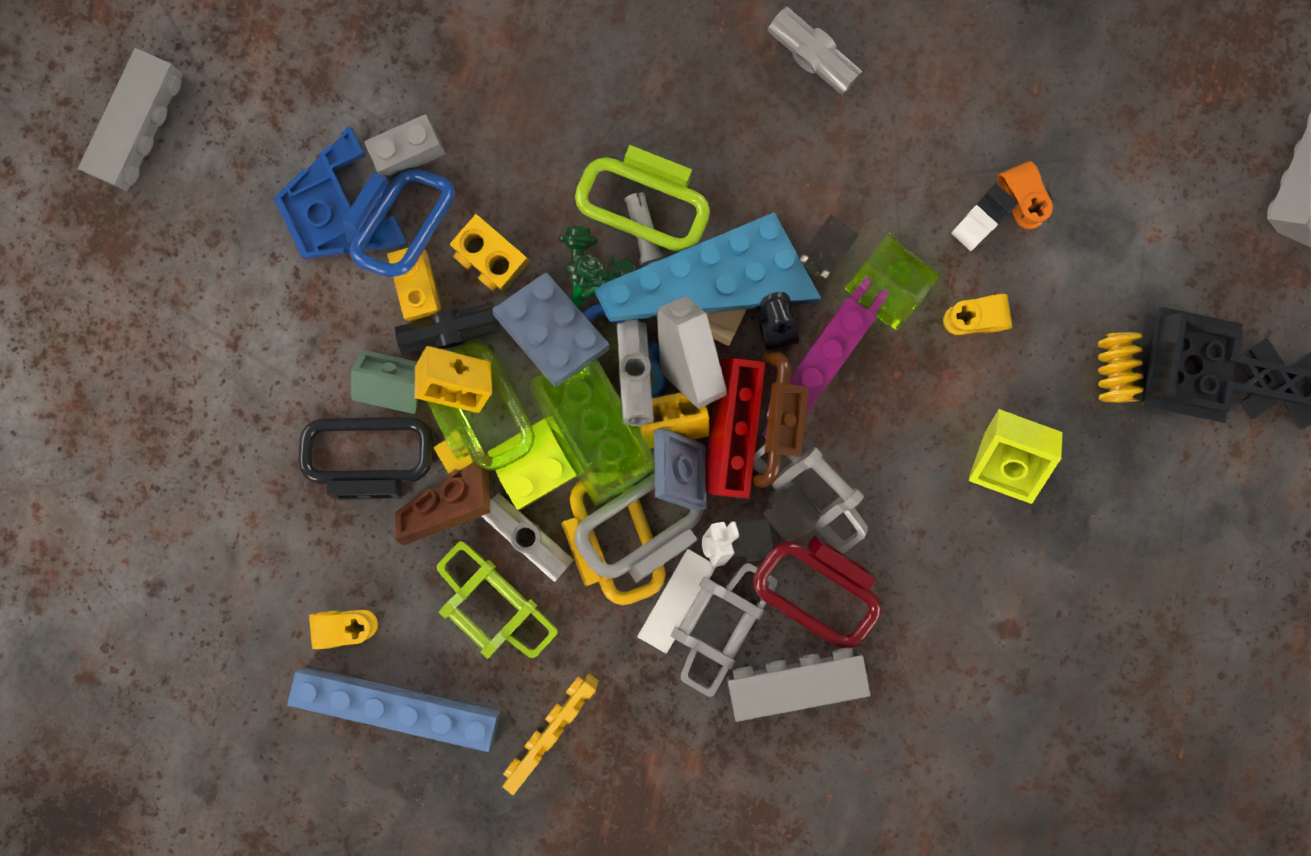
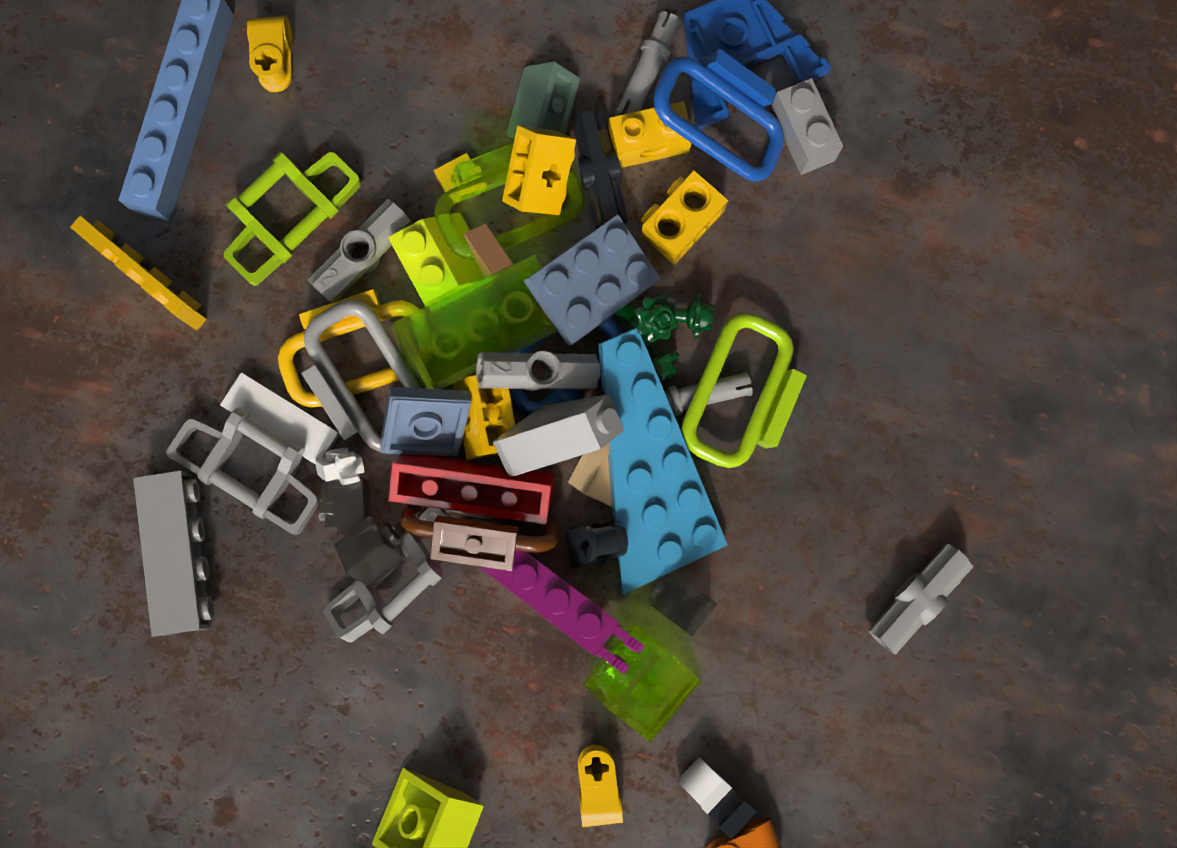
camera: 85 degrees right, 5 degrees down
(338, 283) = (654, 53): none -> light grey pin
(365, 483) = (429, 79): black bar -> none
(452, 503) = (398, 165): copper wing -> none
(528, 421) = (487, 250): none -> medium nougat piece
(837, 568) = (306, 601): dark red bar -> none

